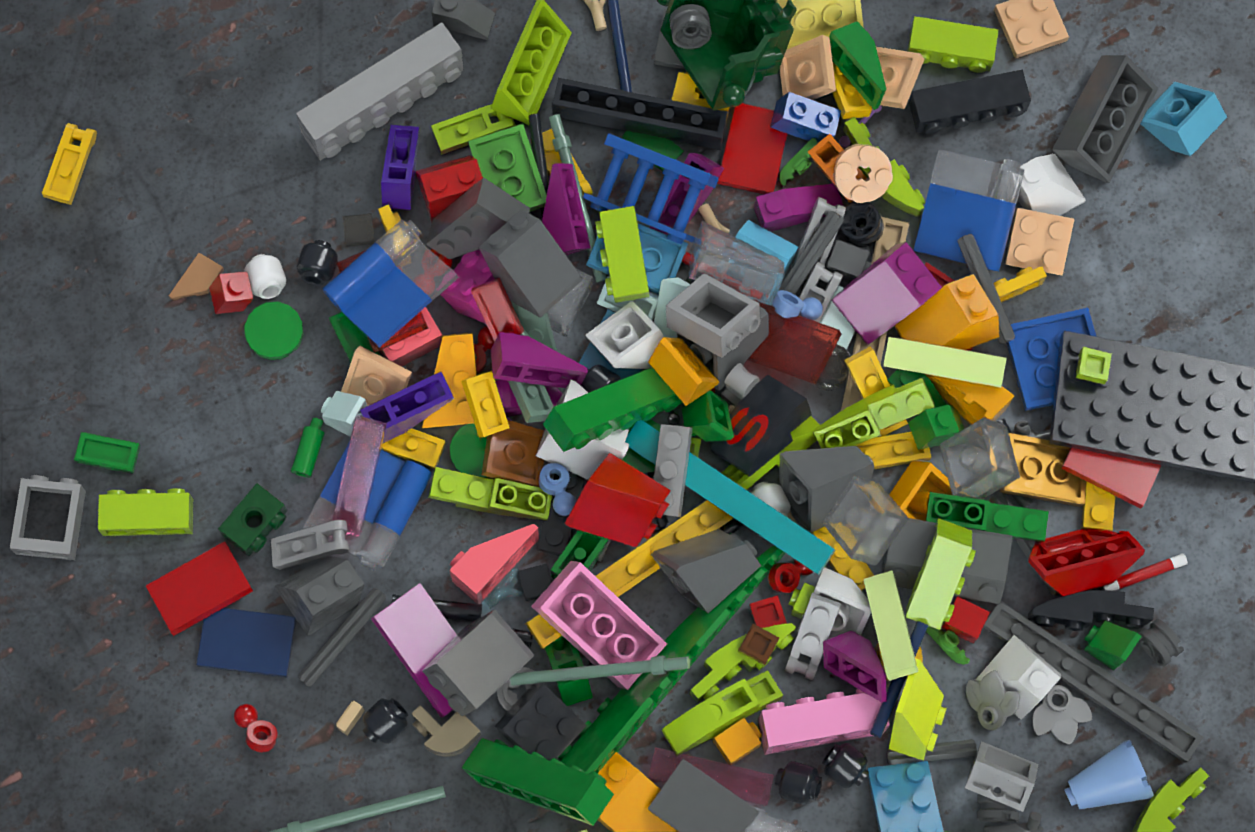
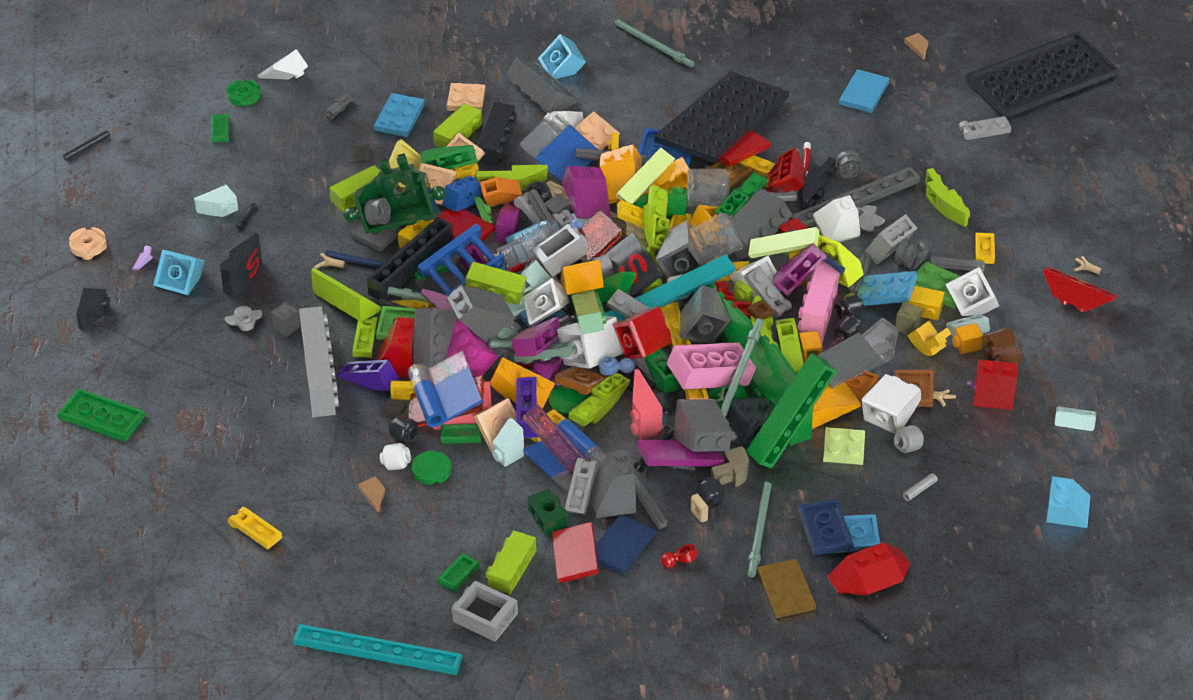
camera: 60 degrees left, 30 degrees down
(231, 292) = (396, 472): red brick -> none
(308, 449) = (518, 475): green cylinder -> none
(485, 404) = (542, 367): yellow plate -> none
(496, 308) = (495, 340): tile -> none
(846, 170) = (518, 169): light nougat plate -> none
(941, 575) = (765, 212): lime wedge -> none
(991, 696) = (843, 233): light grey plate -> none
(1093, 365) = (683, 125): lime plate -> none
(1110, 780) = (915, 201): light blue cone -> none
(1111, 643) = (840, 178): green slope -> none

